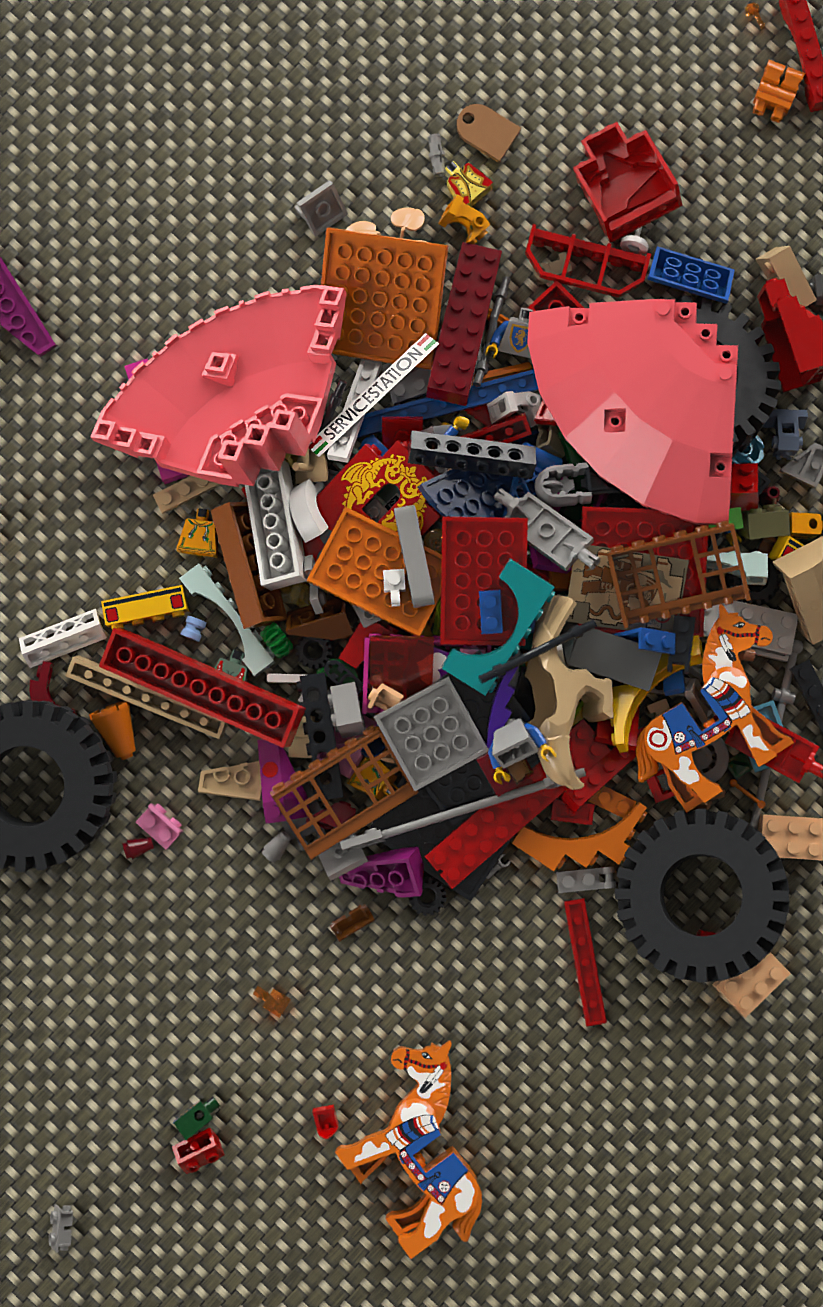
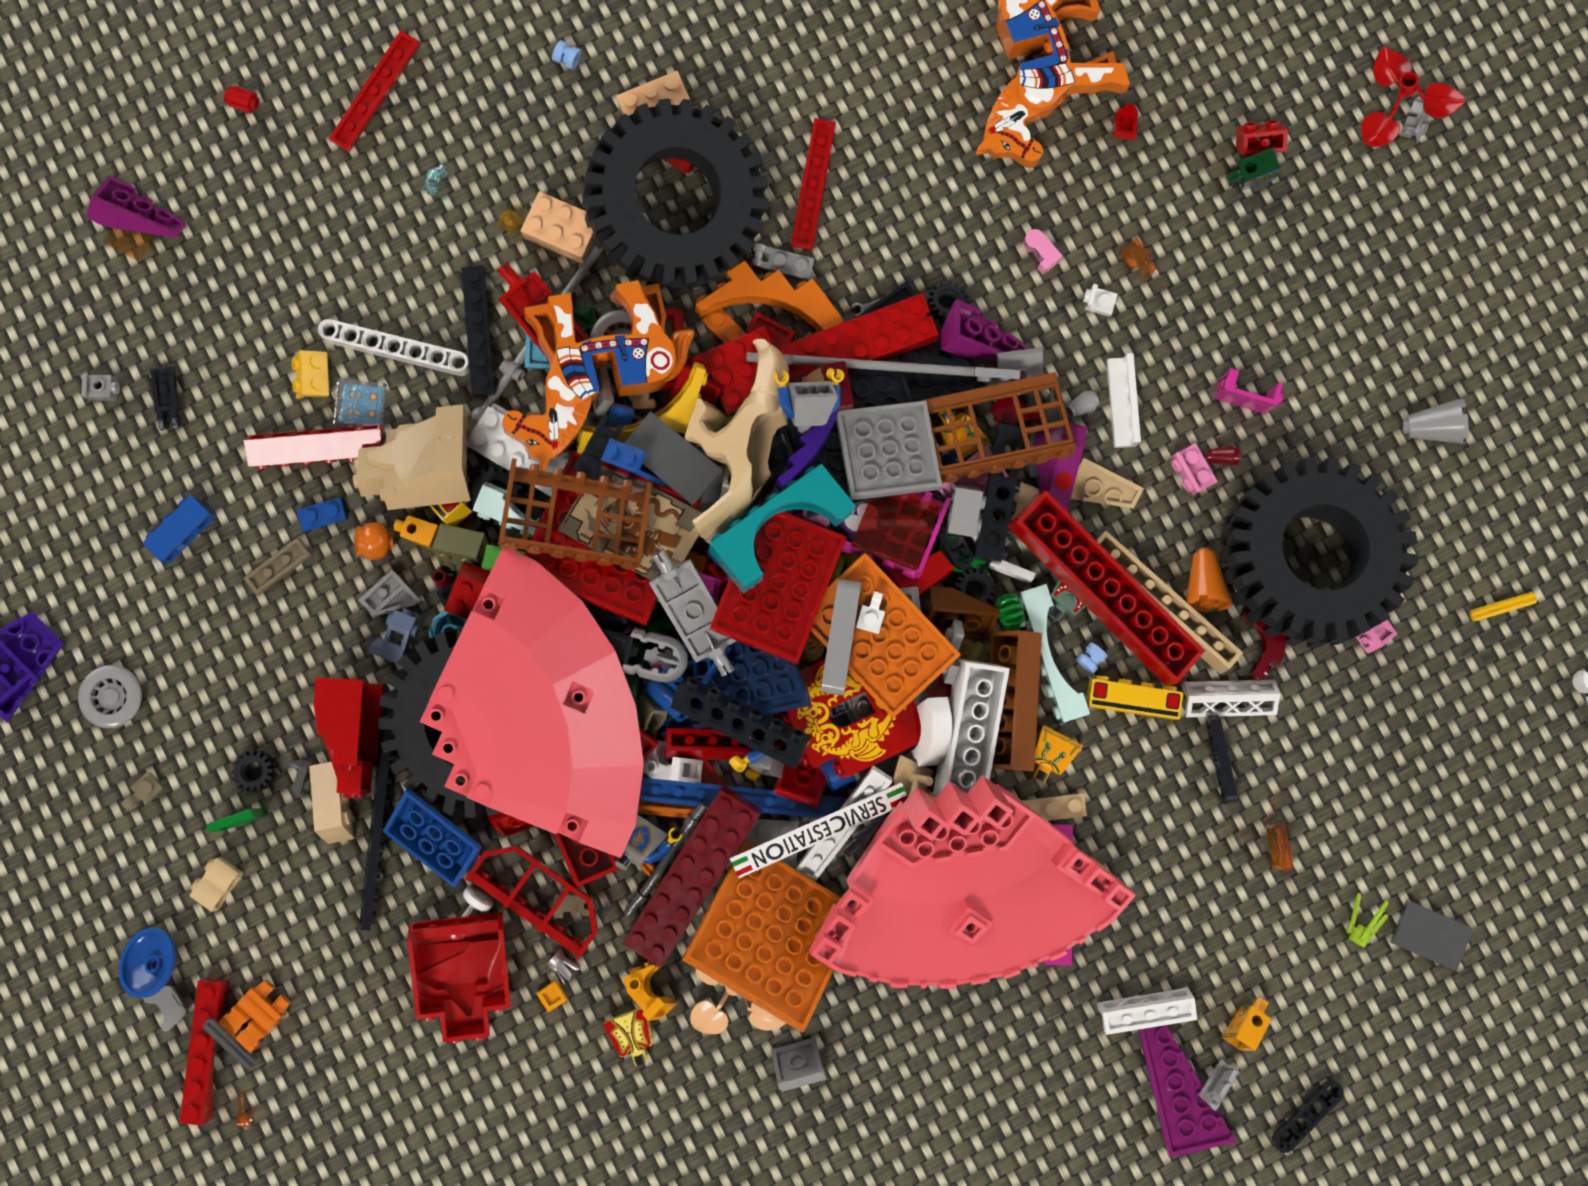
camera: 160 degrees left, 0 degrees up
(47, 352) = (1147, 1011): none -> white fence
(47, 1243) = (1393, 67): none -> red plant
(54, 582) = (1221, 759): none -> black beam
(110, 911) = (1227, 393): none -> dark pink panel
(241, 863) = (1123, 401): none -> white fence
(293, 948) = (1099, 300): none -> white bracket
(347, 926) = (1032, 303): reddish brown hinge -> none
(367, 979) = (1042, 249): none -> bright pink leg
(384, 697) = (922, 505): light nougat bracket -> none
(436, 155) = (651, 1080): light grey pin -> none
(488, 132) = (584, 1086): medium nougat tile -> none
(491, 611) = (783, 547): blue plate -> none
(500, 669) = (705, 491): black bar -> none
(542, 192) = (552, 995): none -> light orange tile
(549, 217) = (556, 965): none -> flat silver piece
(735, 257) = (377, 824): none -> black plate
(760, 803) = (578, 271): orange hinge -> none
(789, 60) = (229, 1043): none -> dark grey axle

